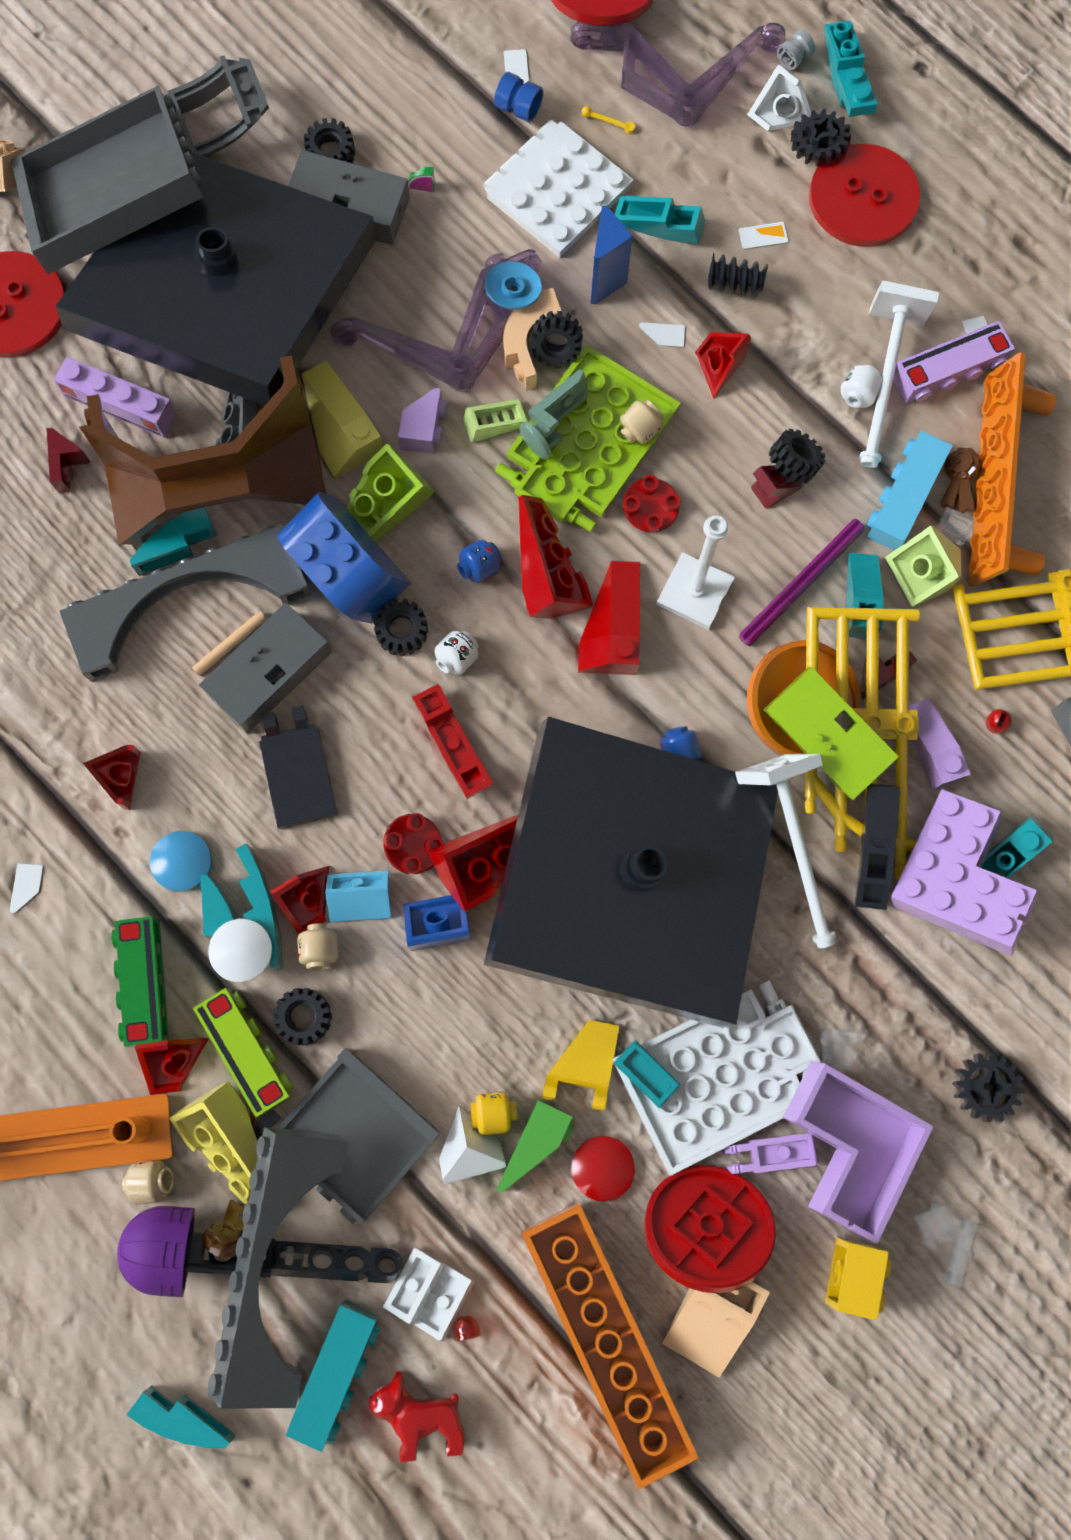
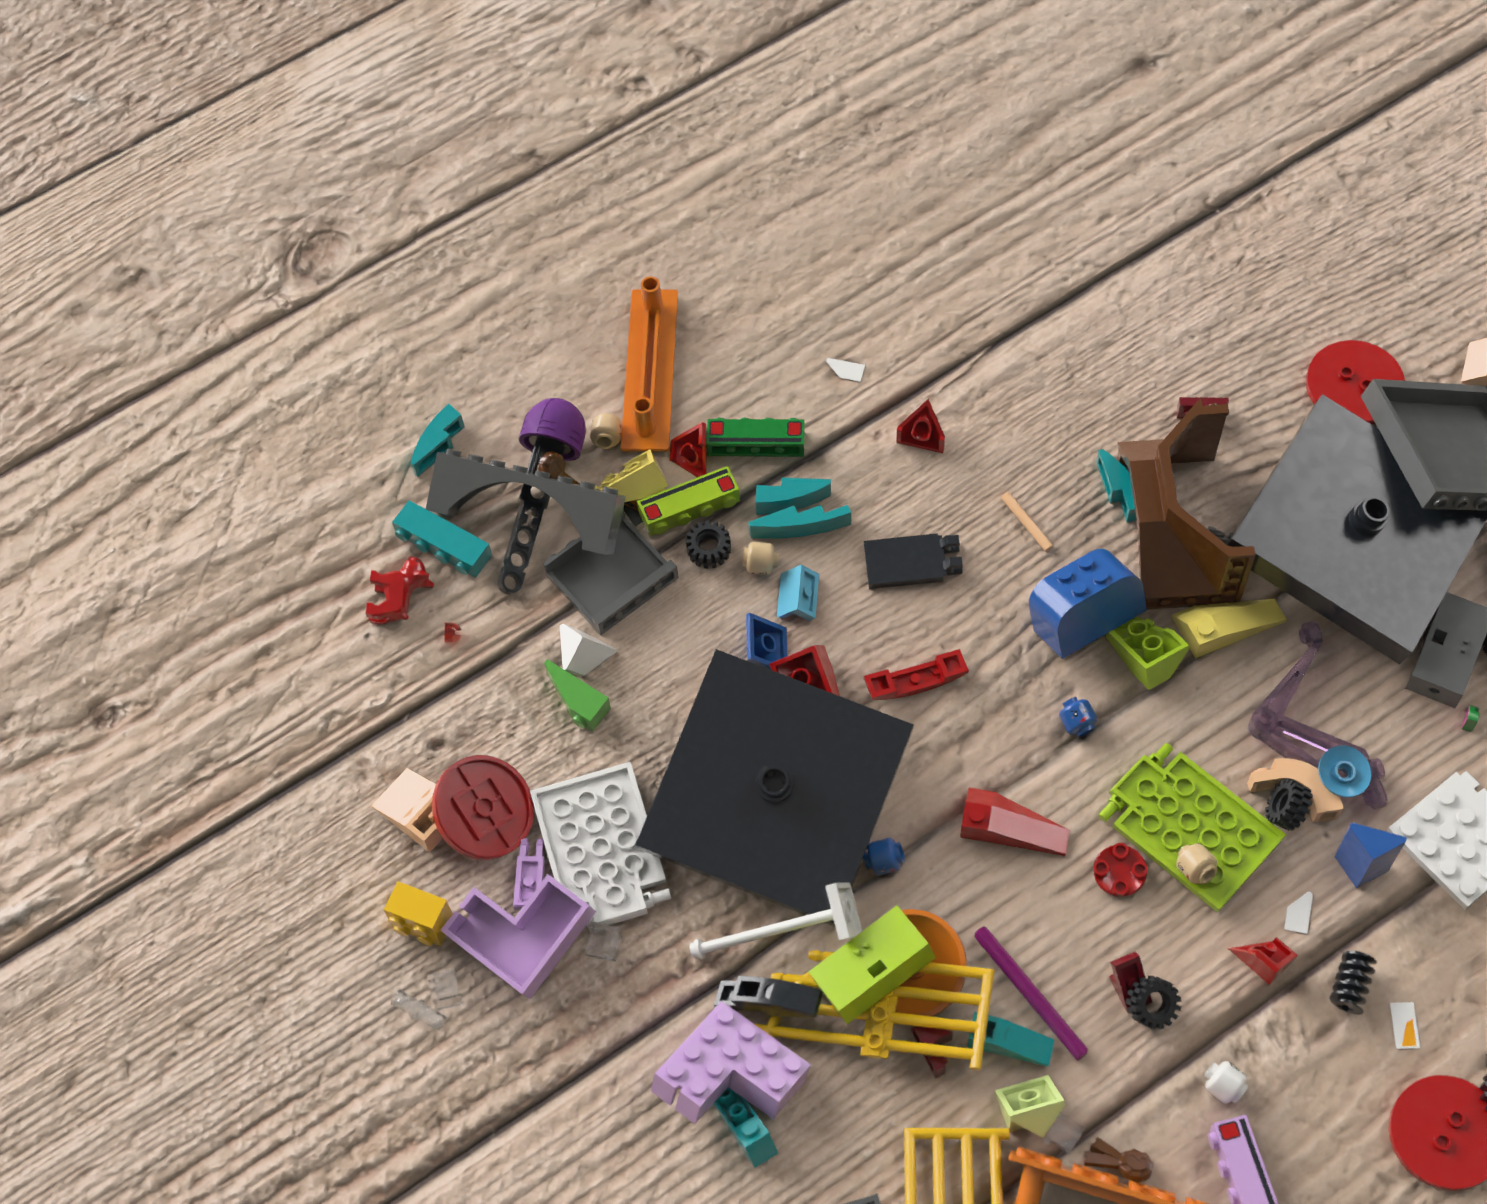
camera: 105 degrees right, 15 degrees down
(104, 622) = (1052, 430): dark grey arch -> none
(117, 396) = (1257, 452): lavender brick -> none
(180, 860) = (848, 472): dark azure dish -> none
(240, 950) = (765, 499): white dish -> none
(266, 667) = (999, 543): dark grey brick -> none
(303, 898) = (801, 549): red slope -> none
(401, 610) = (1024, 636): black tyre -> none
(409, 843) = (837, 634): red dish -> none
(420, 423) = (1217, 687): lavender slope -> none
(429, 1294) = (483, 611): white slope -> none
(456, 652) = (995, 688): white head -> none
(486, 430) = (1222, 730): yellowish green slope -> none
(493, 1113) = (606, 667): yellow head -> none
(547, 573) = (1066, 771): red wedge -> none
(549, 411) = (1212, 786): sand green piece -> none
(586, 1063) = (631, 745): yellow flag -> none
(603, 1168) = (547, 746): red dish -> none
(609, 1345) = (417, 725): orange brick -> none
(647, 1074) = (612, 783): teal tile -> none
(661, 218) = (1422, 925): teal slope -> none
(696, 586) = (1031, 892): white tile -> none
(903, 305) = (1304, 1130): white tile -> none
(909, 490) = (1111, 1105): medium azure brick -> none
(938, 748) = (857, 1078): lavender slope -> none
(988, 1099) = (534, 1056): black gear -> none
(993, 719) = (868, 1151): red hinge -> none

